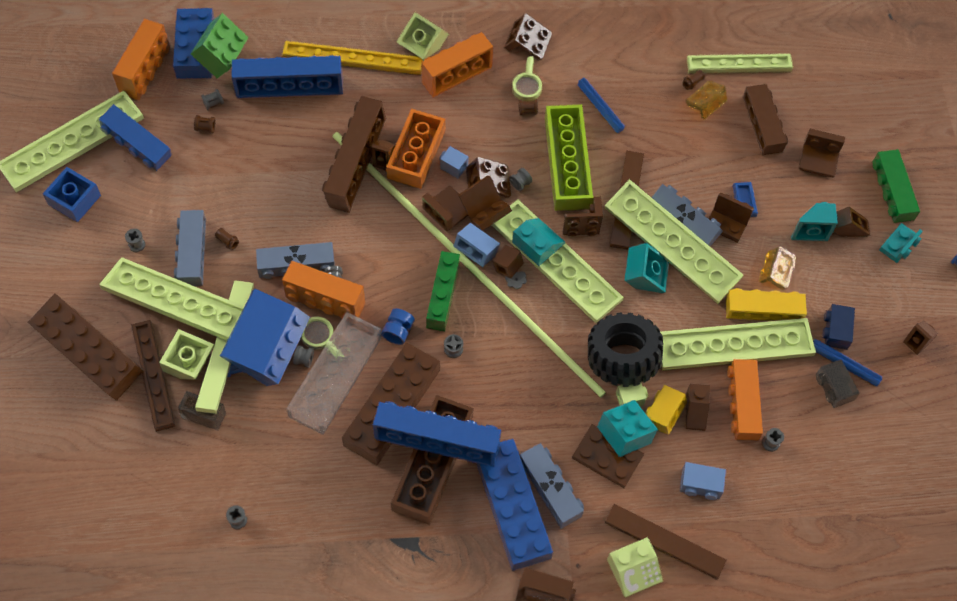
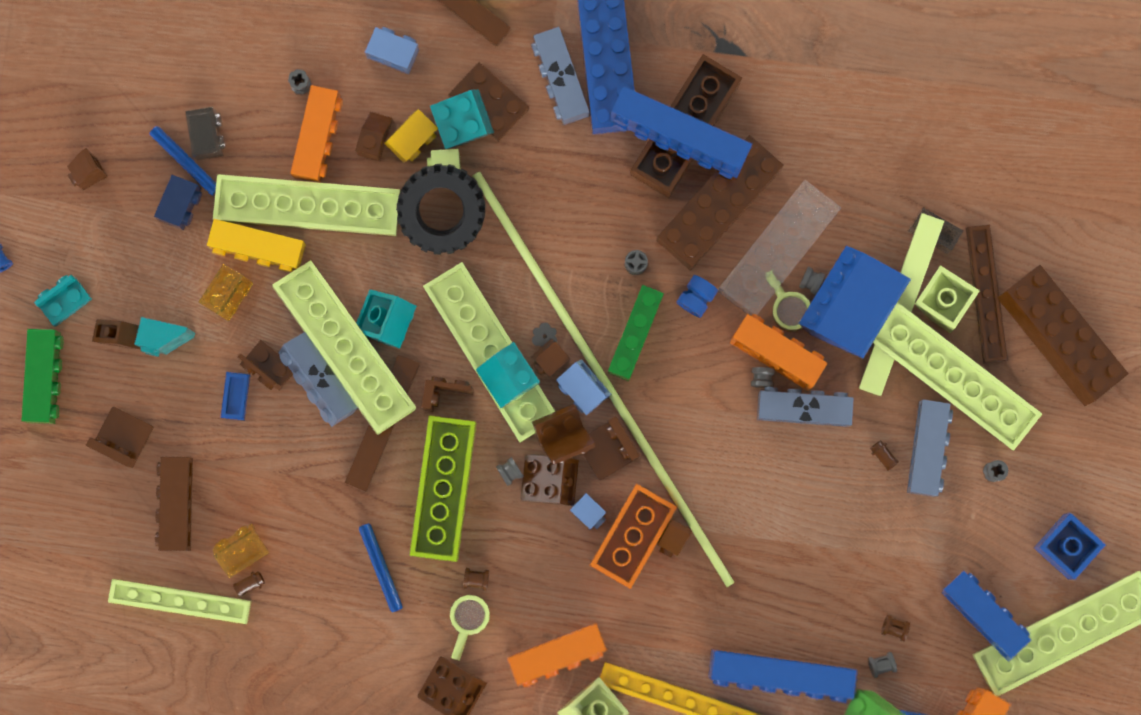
camera: 165 degrees left, 20 degrees up
(234, 511) = (916, 102): dark grey bush -> none
(354, 154) = (713, 533): reddish brown brick -> none

